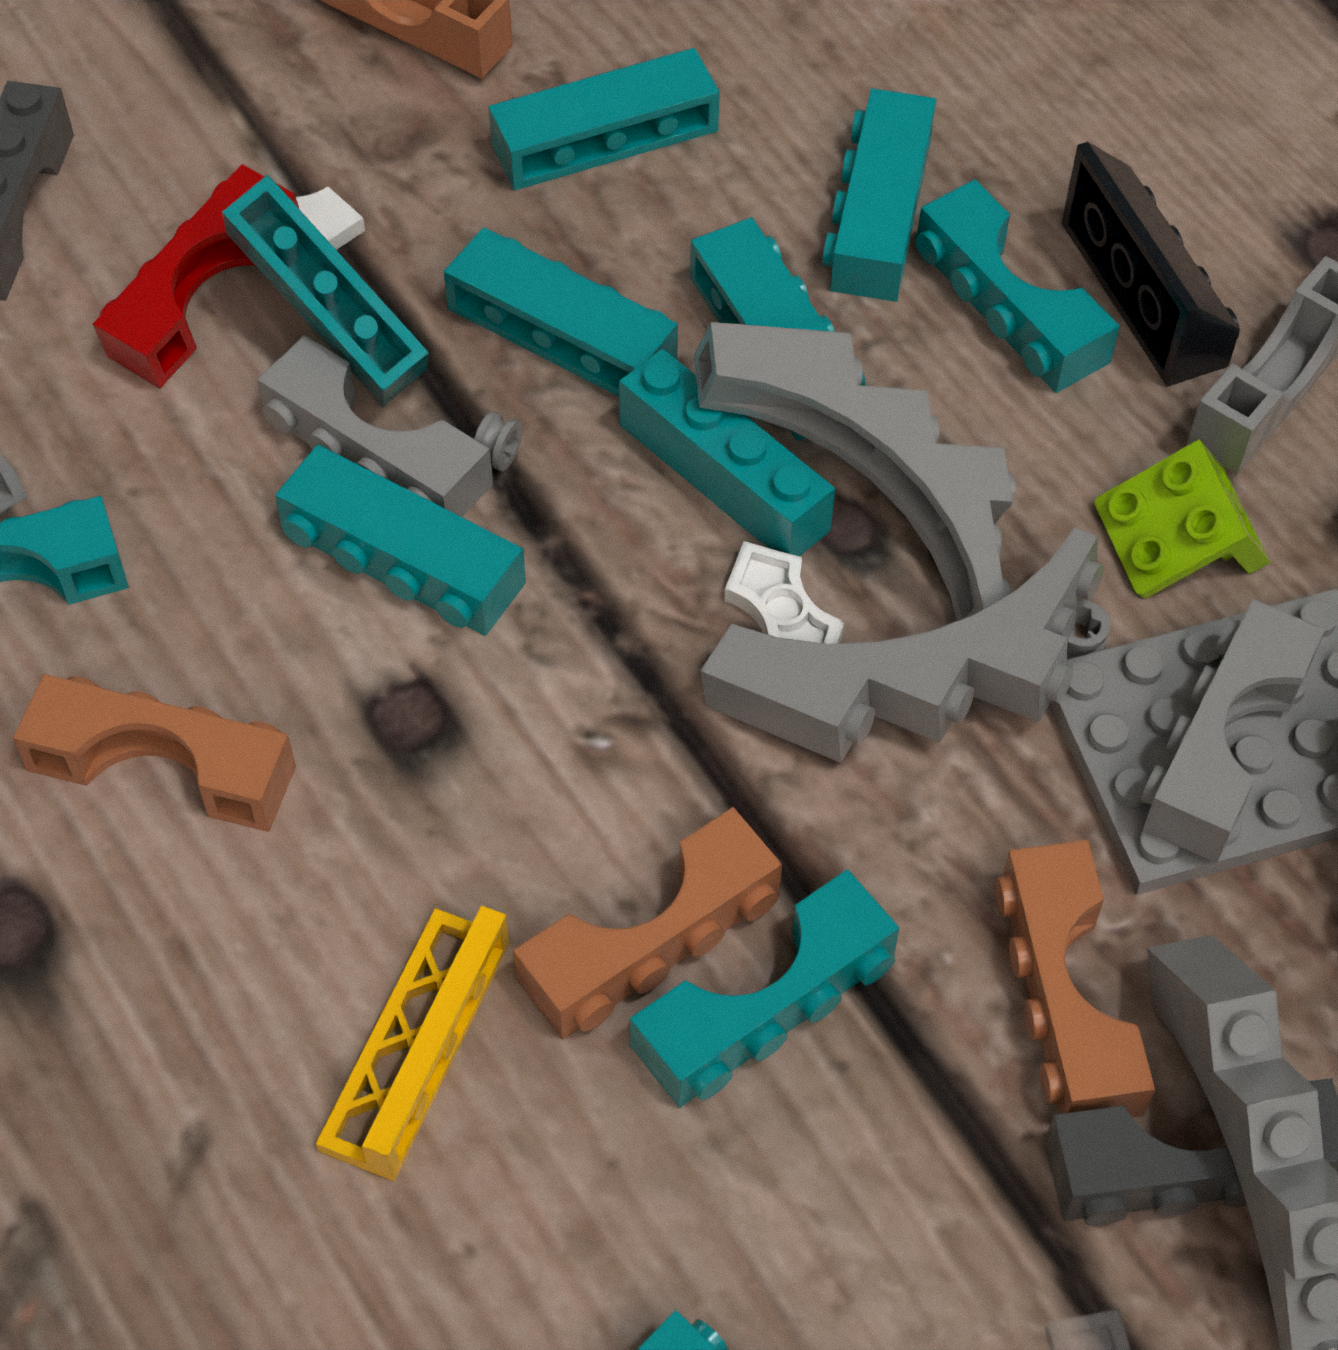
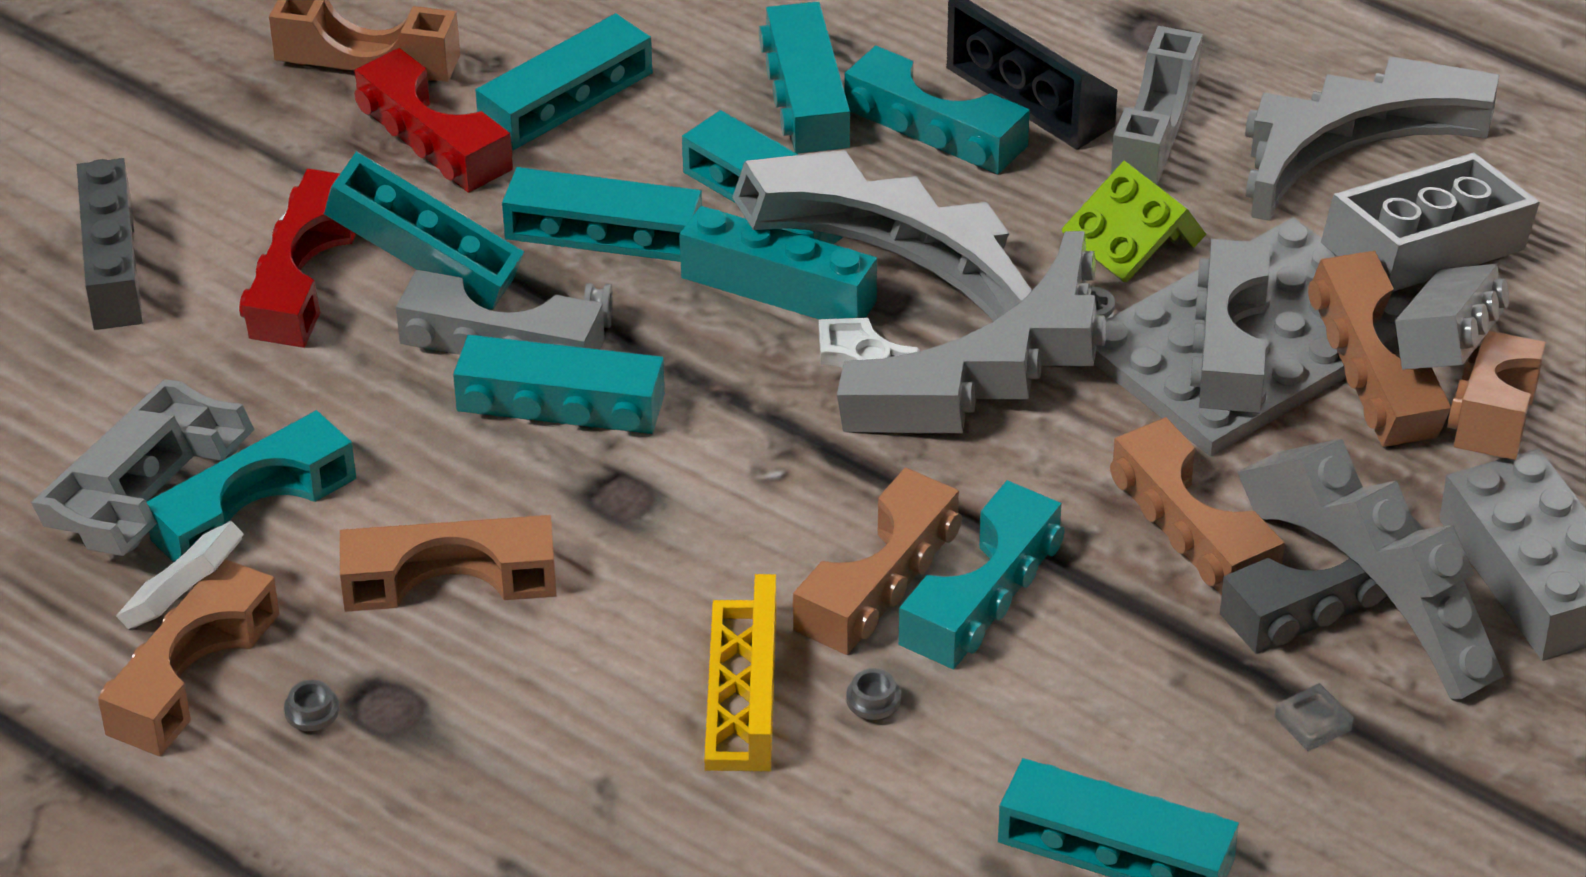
camera: 20 degrees left, 15 degrees down
(450, 171) = (463, 146): none -> red arch
(557, 1121) = (873, 694): none -> flat silver plate

